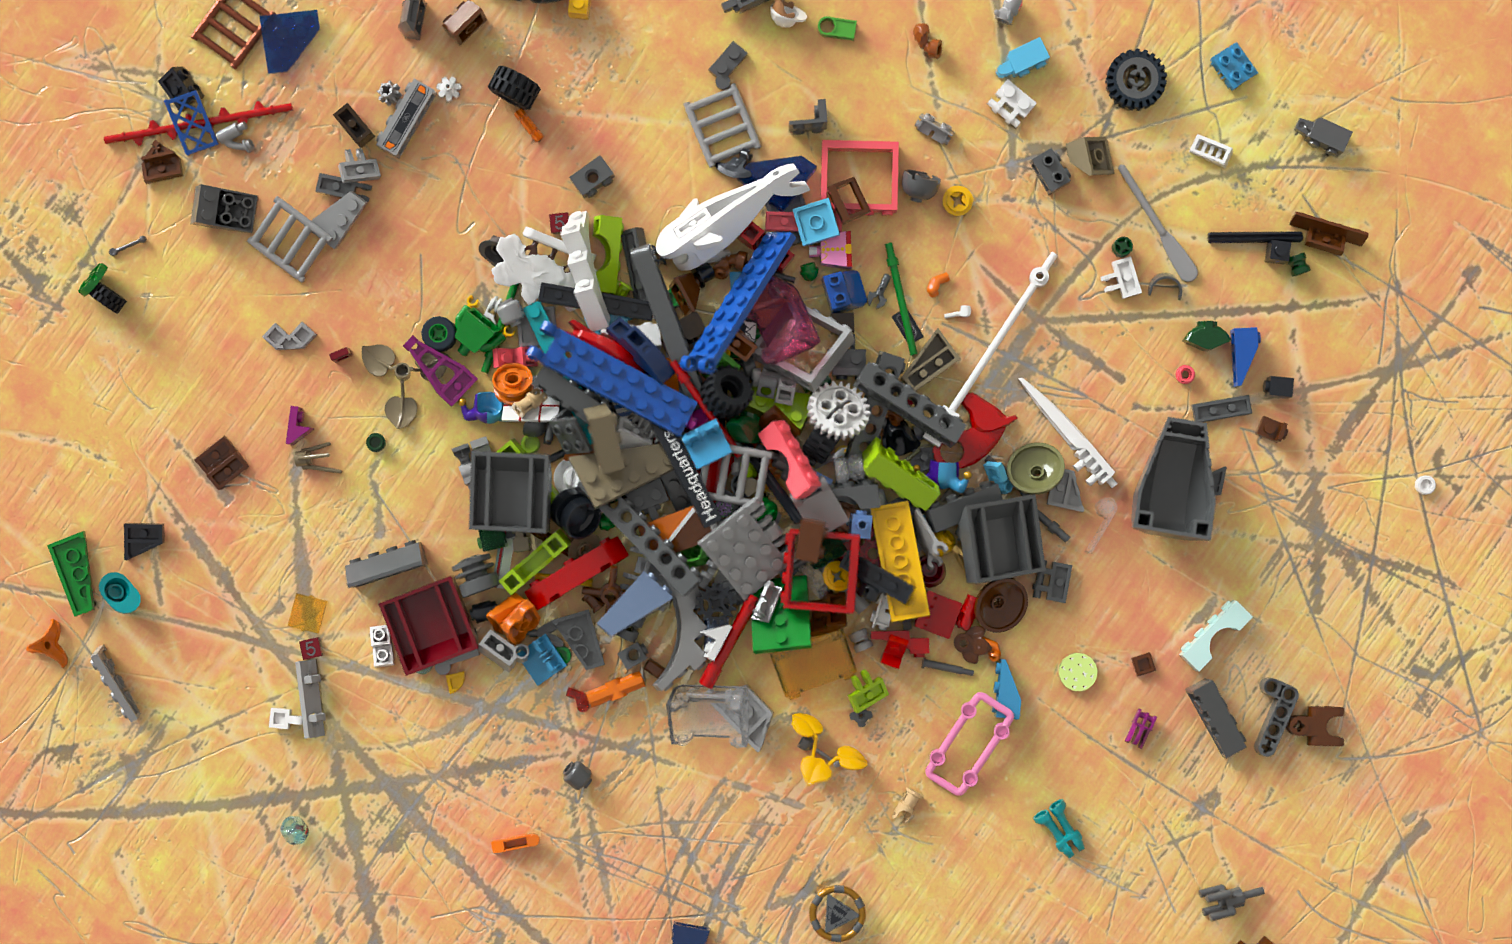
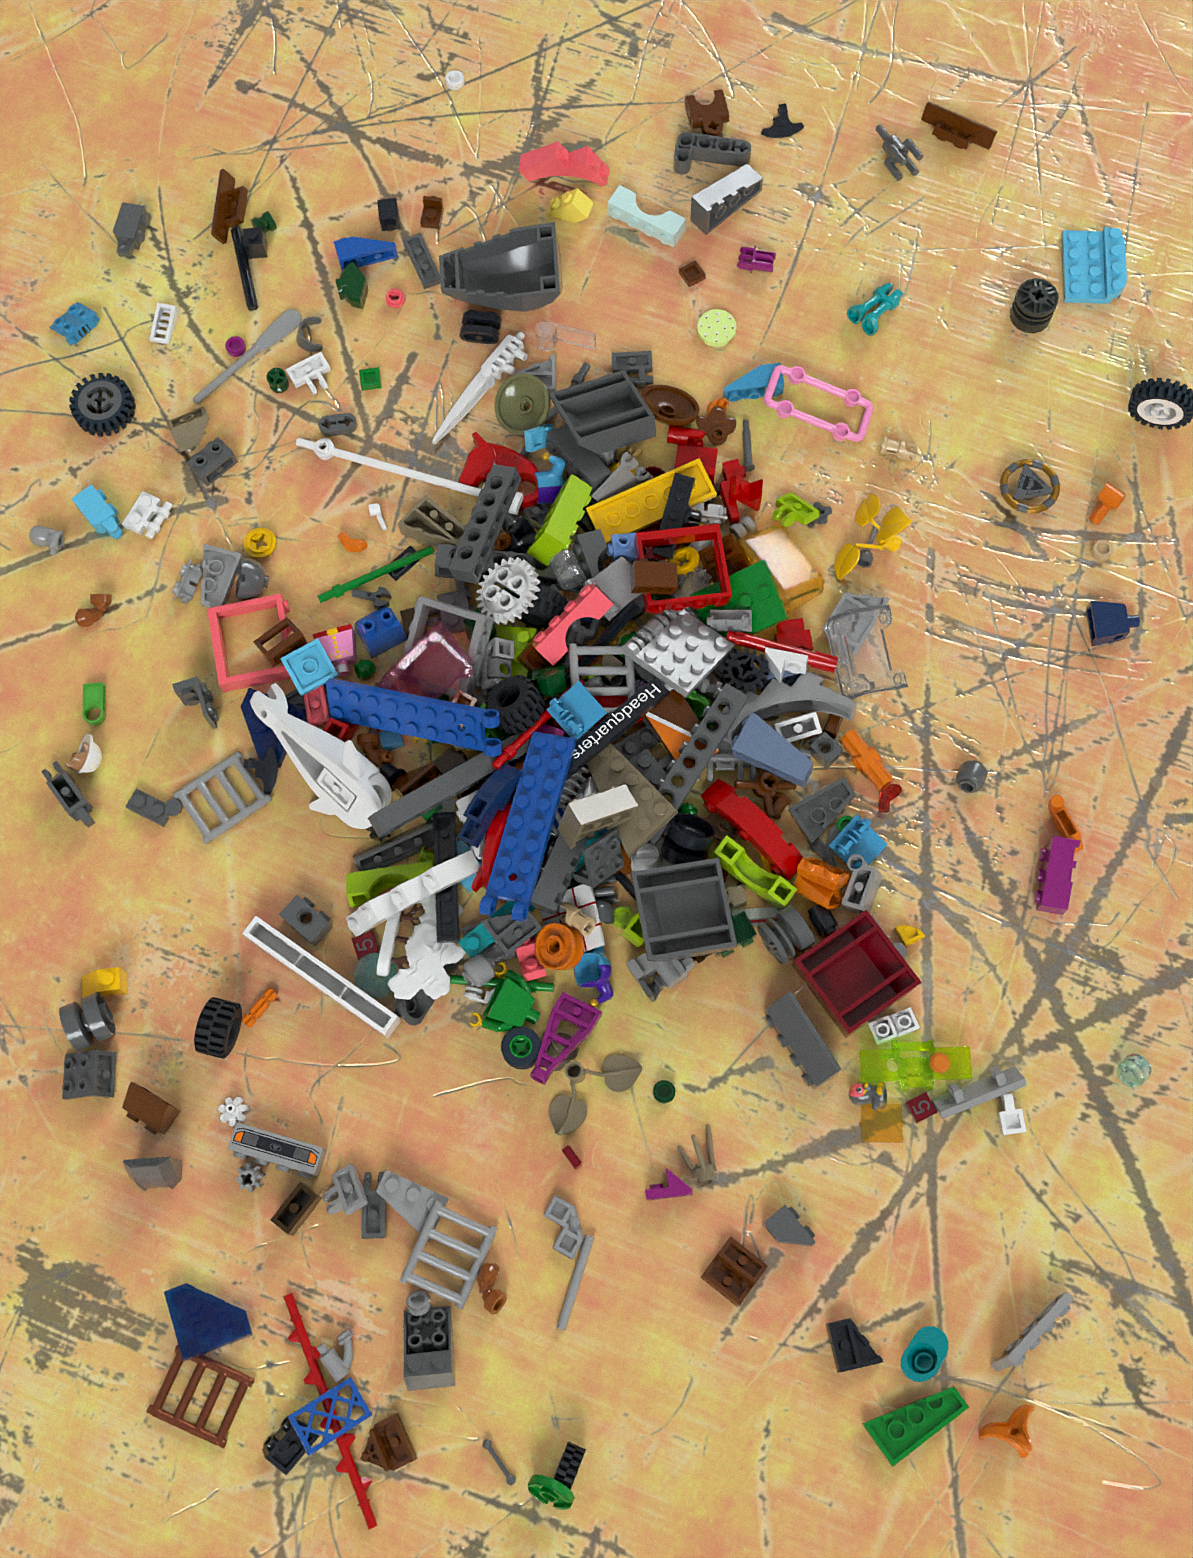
camera: 100 degrees left, 15 degrees down
(242, 512) = (787, 1229): none -> dark grey slope
(245, 335) = (575, 1282): none -> light grey bar
(247, 267) = (493, 1299): none -> dark orange arm
(259, 208) = (418, 1303): none -> light grey tile
(331, 605) = (866, 1093): none -> dark grey animal
(337, 652) = (913, 1072): none -> clear neon green piece
(470, 818) = (1055, 875): none -> magenta wedge
(531, 218) = (368, 981): none -> clear light blue tile
(535, 338) = (511, 933): none -> dark grey wing
(538, 180) = (322, 977): none -> white brick
(657, 635) = (798, 727): none -> white brick
(744, 658) = (794, 634): none -> red piece
(932, 157) = (219, 573): none -> light grey wing
(1058, 293) = (337, 424): none -> dark grey beam
(1104, 334) = (370, 379): none -> green tile
(1141, 443) = (480, 327): none -> black brick
(1170, 214) = (235, 346): none -> magenta tile
(1244, 564) = (570, 206): none -> light yellow slope
(1290, 796) = (782, 126): none -> black piece
(1292, 566) = (557, 161): none -> coral arch

